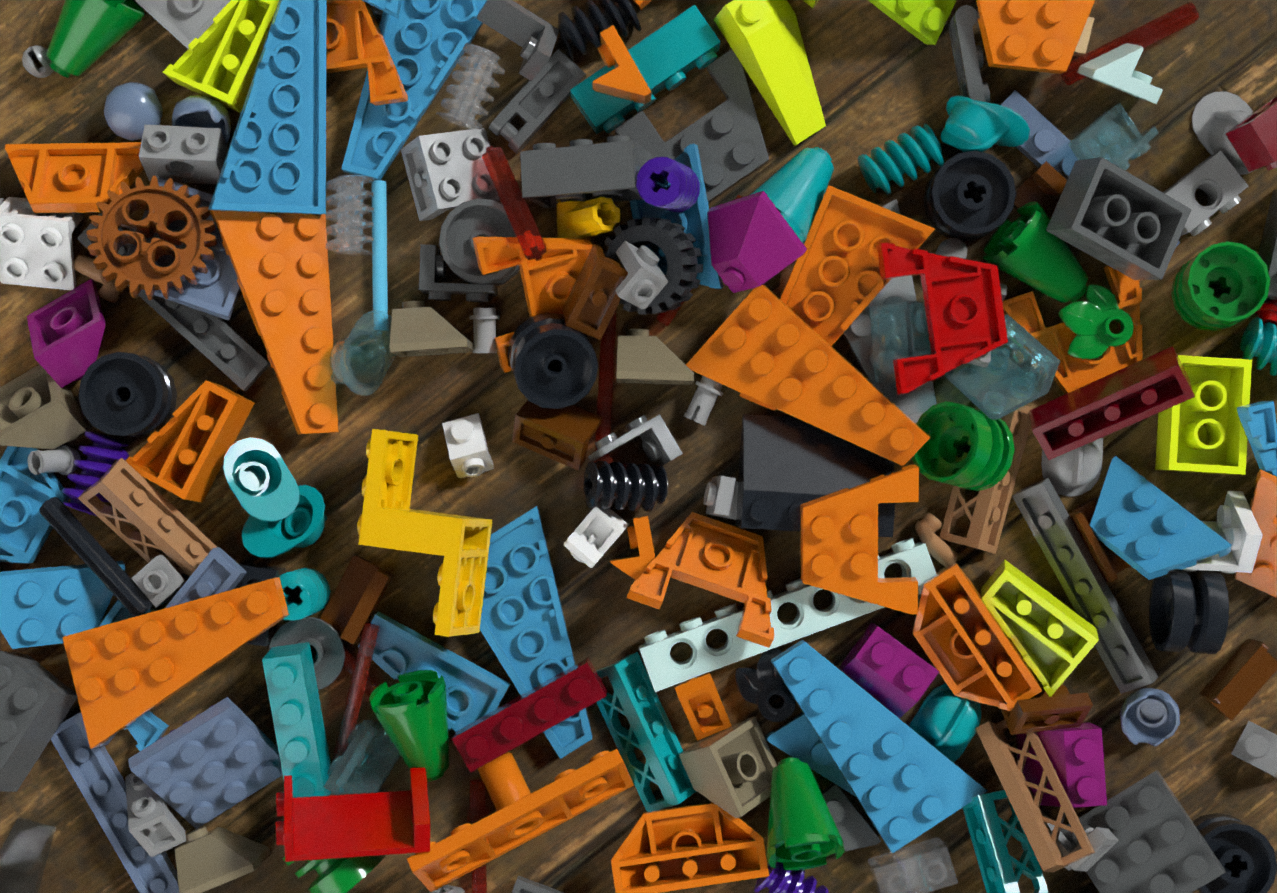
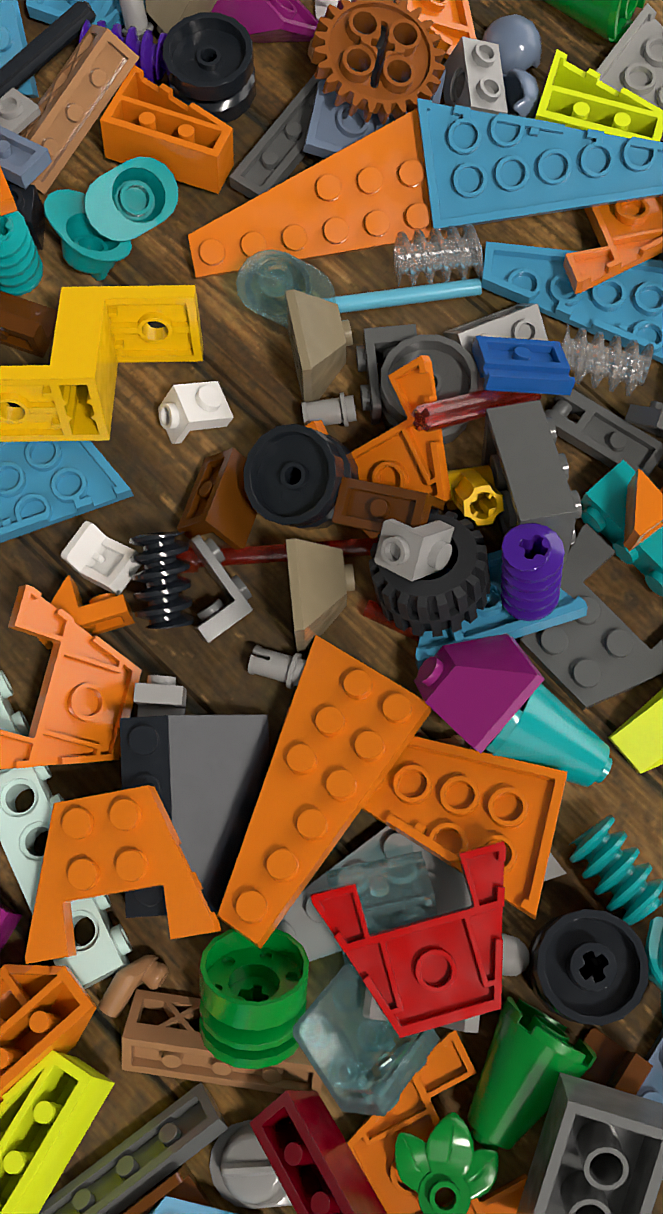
camera: 85 degrees right, 15 degrees down
(479, 159) = (522, 365): none -> blue plate

